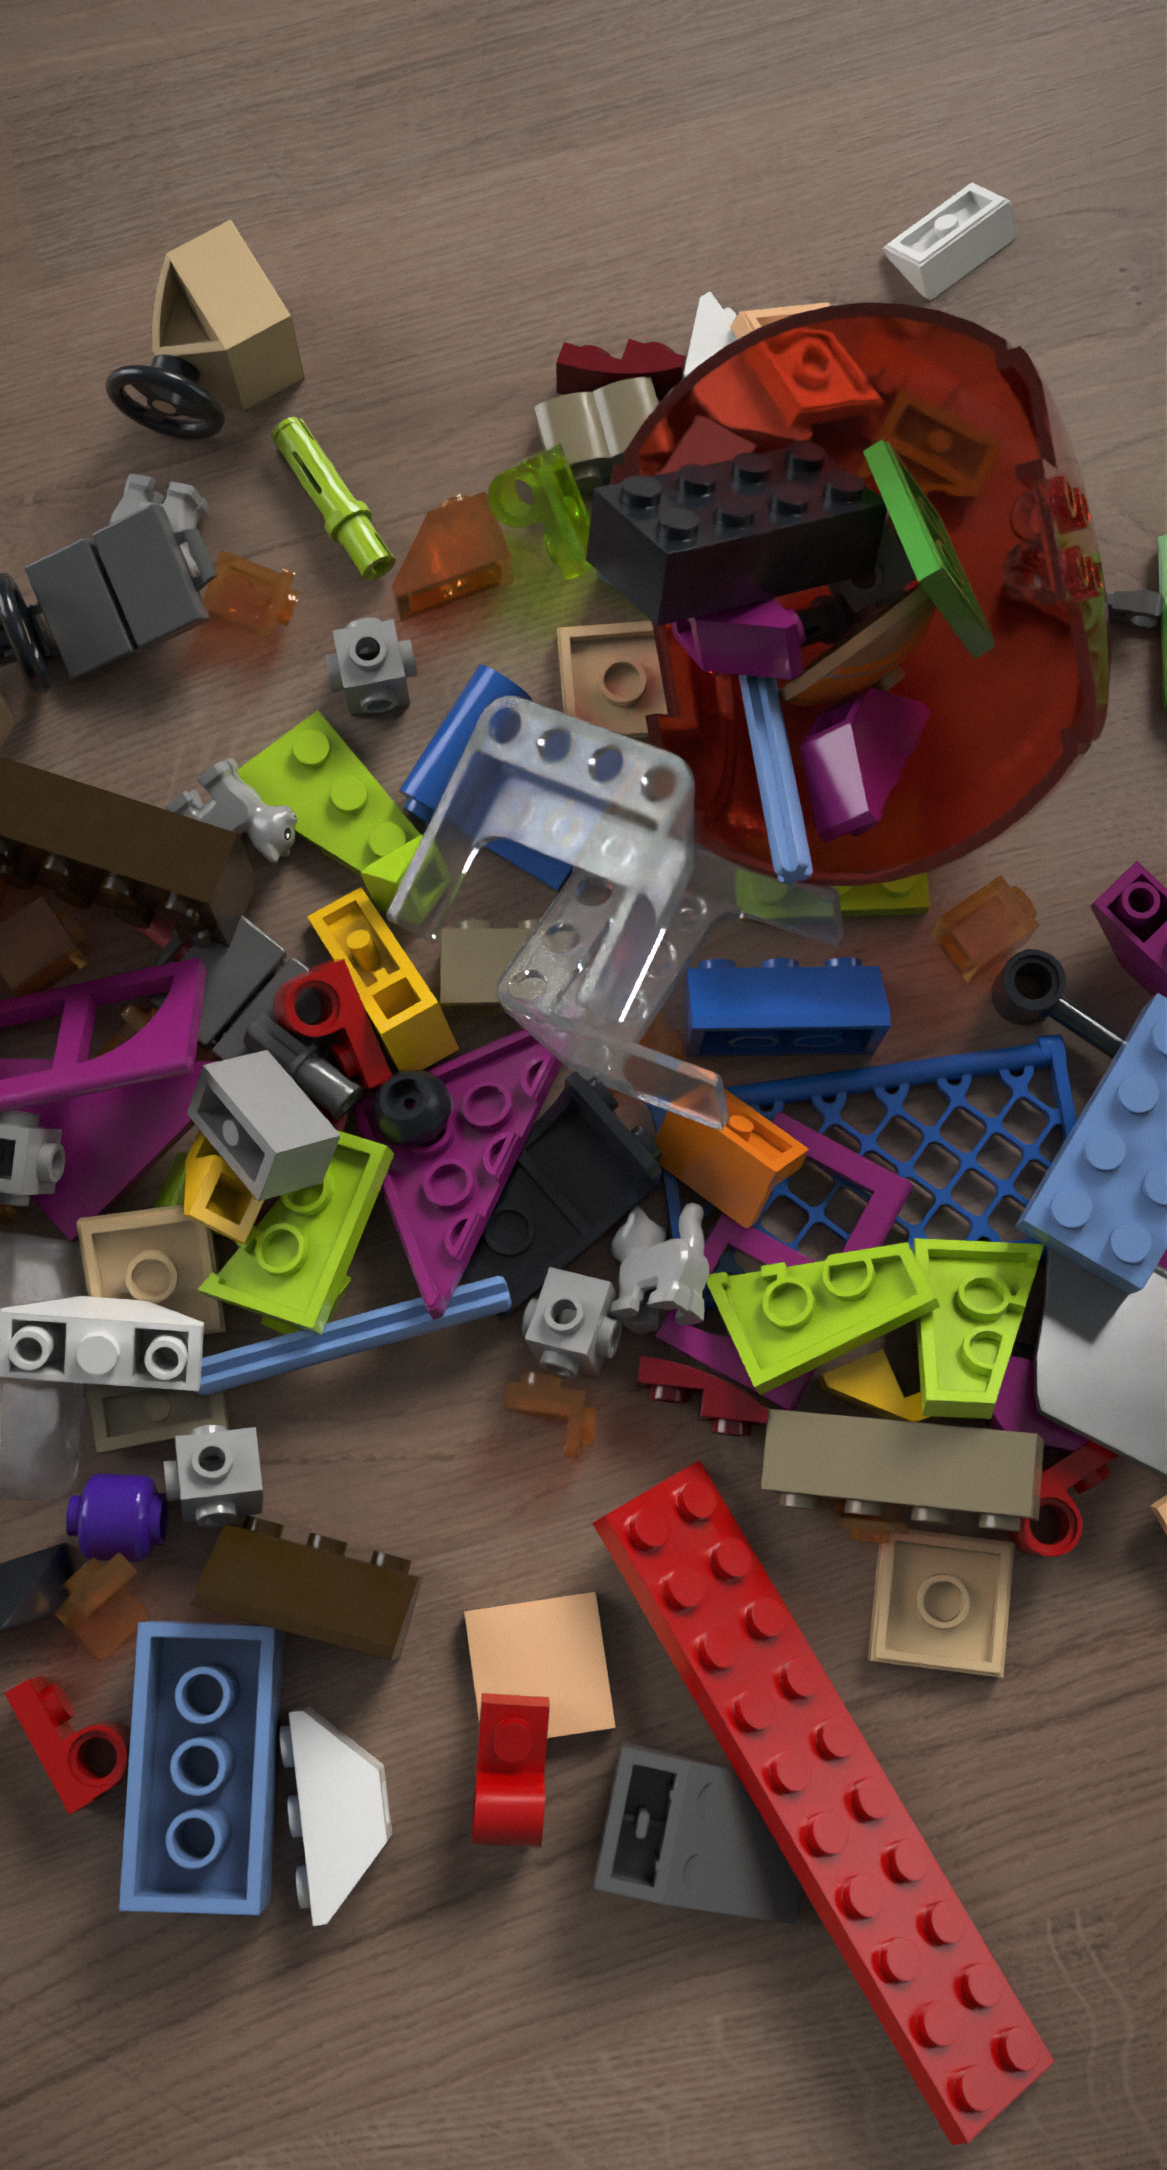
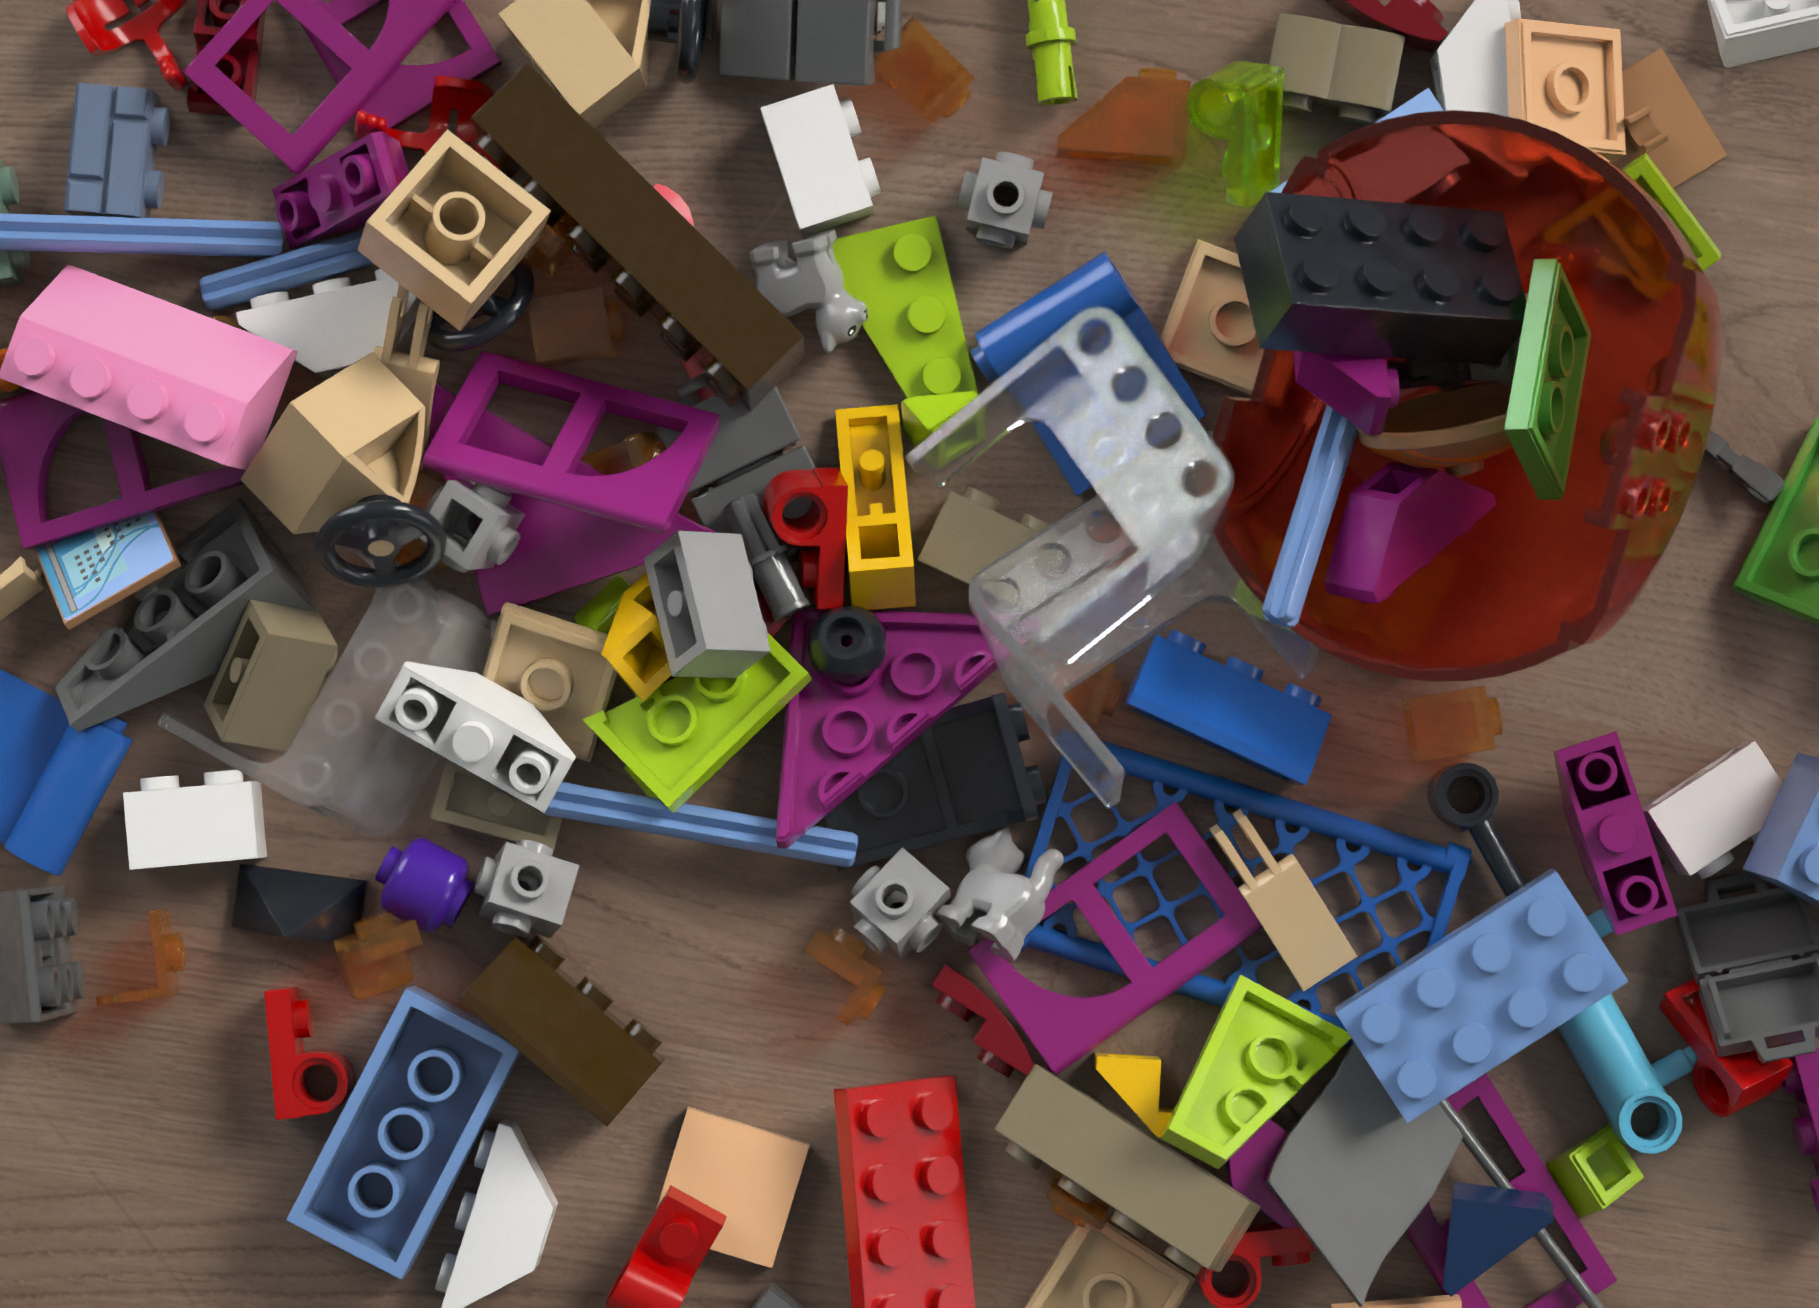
camera: 25 degrees right, 10 degrees up
(190, 706) = (819, 159): none -> white brick
(730, 1165) = (1115, 840): orange panel -> none
(820, 1310) = (1115, 1000): lime wing -> none
(924, 1156) = (1289, 910): none -> tan arm

